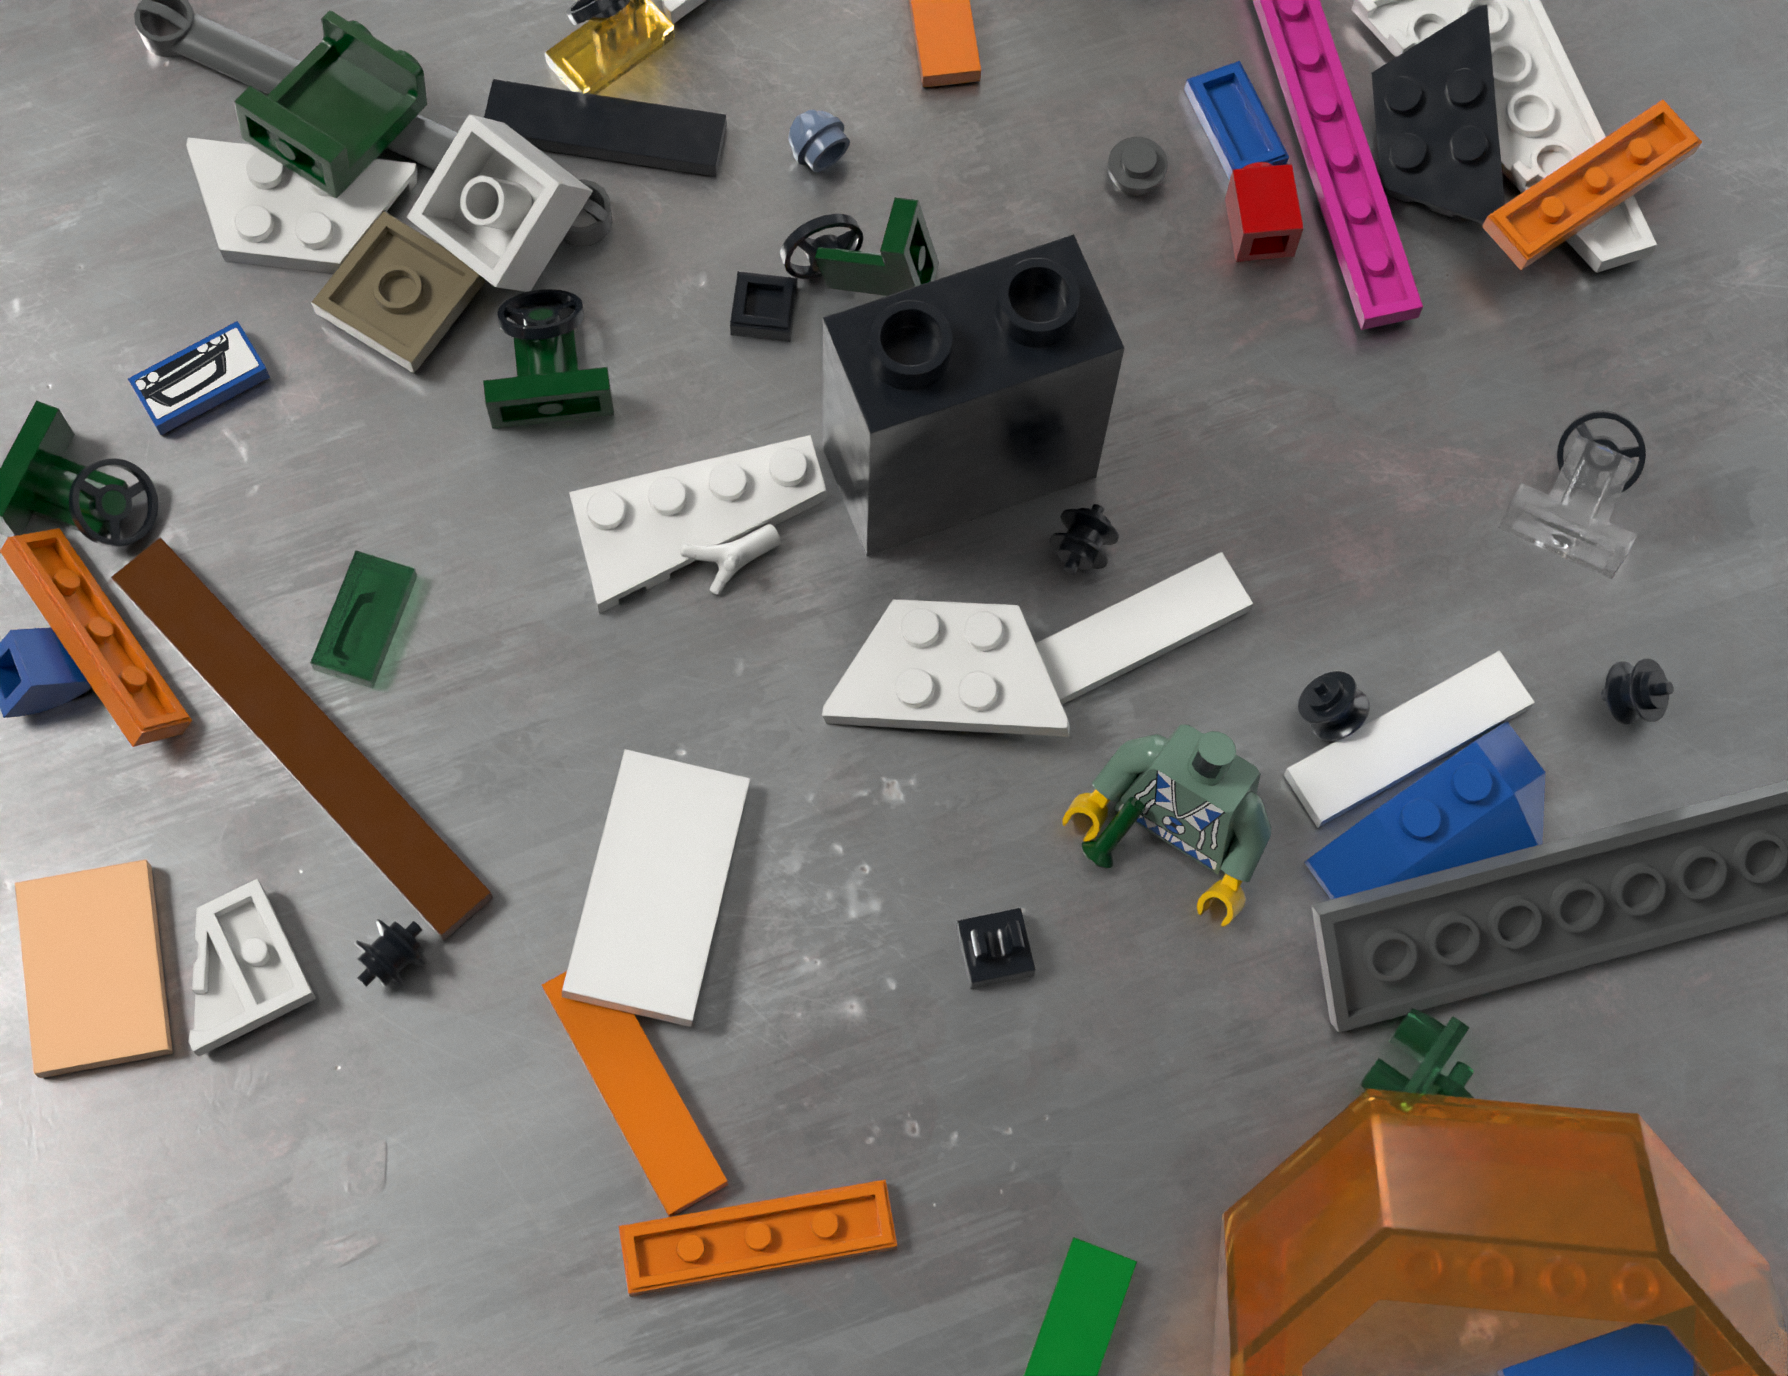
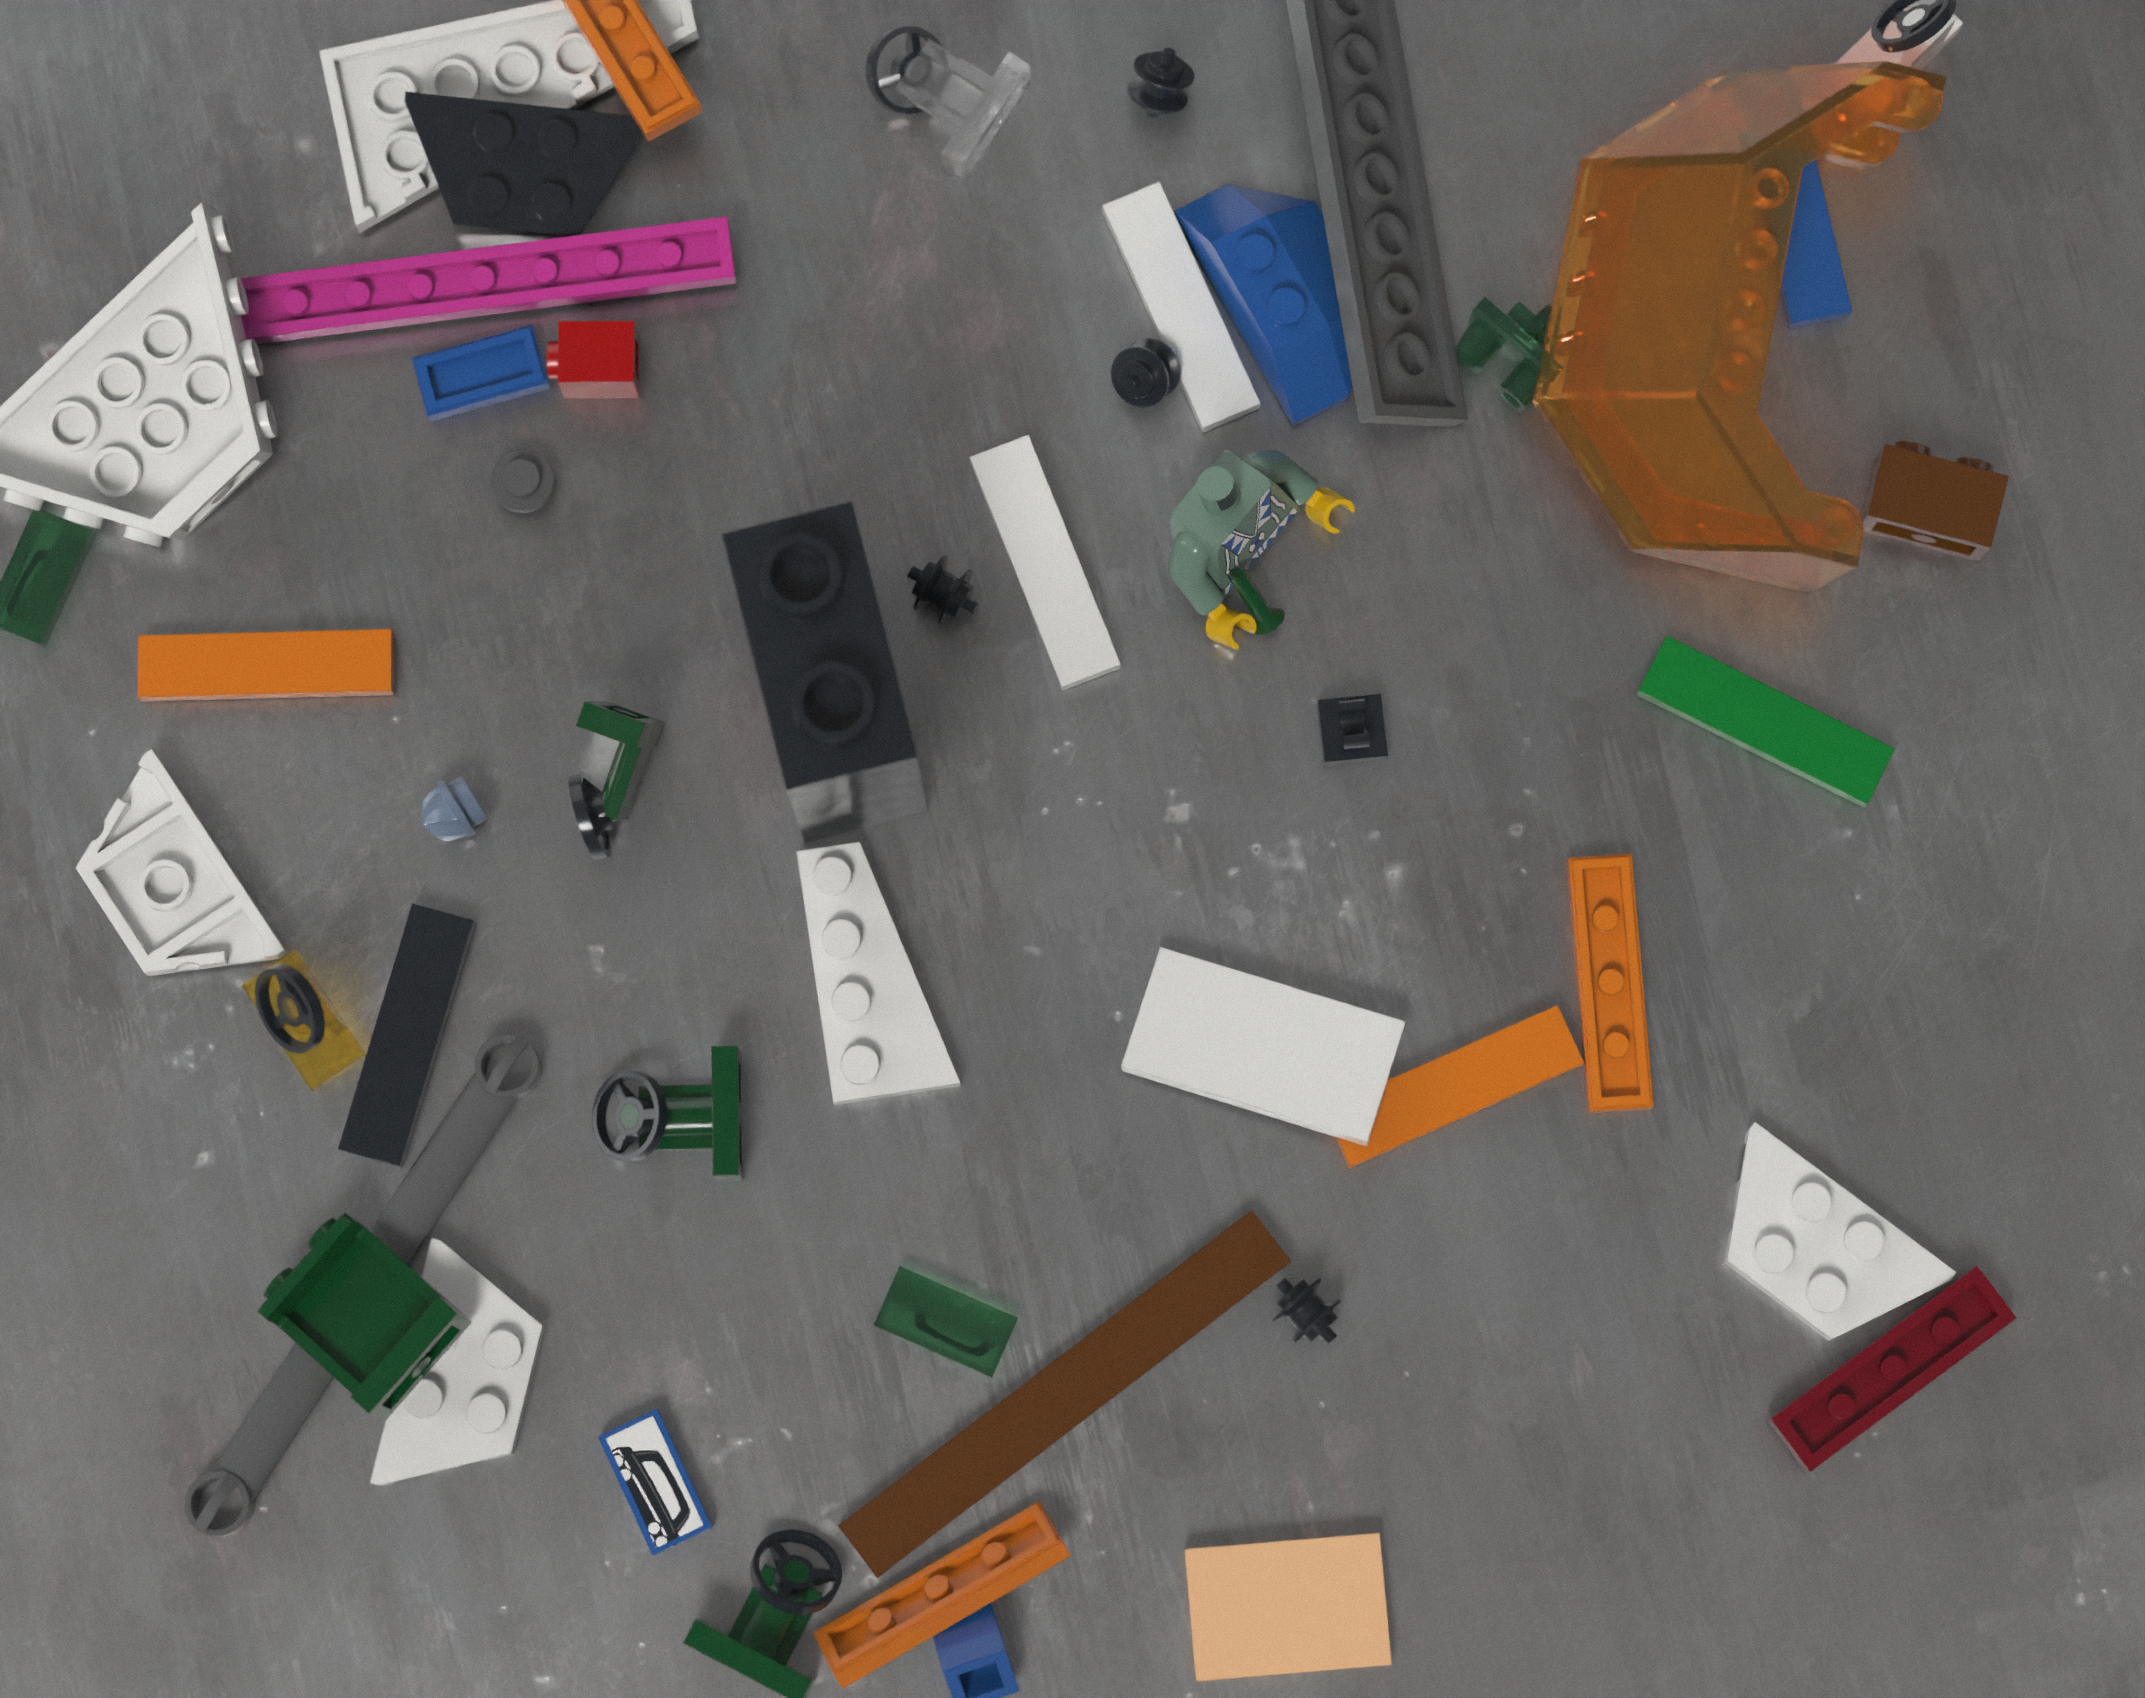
camera: 80 degrees left, 10 degrees up
(242, 968) = (1305, 1457): white wing -> none
(398, 292) = (583, 1264): dark tan plate -> none
(499, 204) = (510, 1144): white brick -> none
(735, 554) = (920, 940): white bar -> none
(763, 306) = (638, 886): black tile -> none
(949, 671) = (1070, 738): white wing -> none

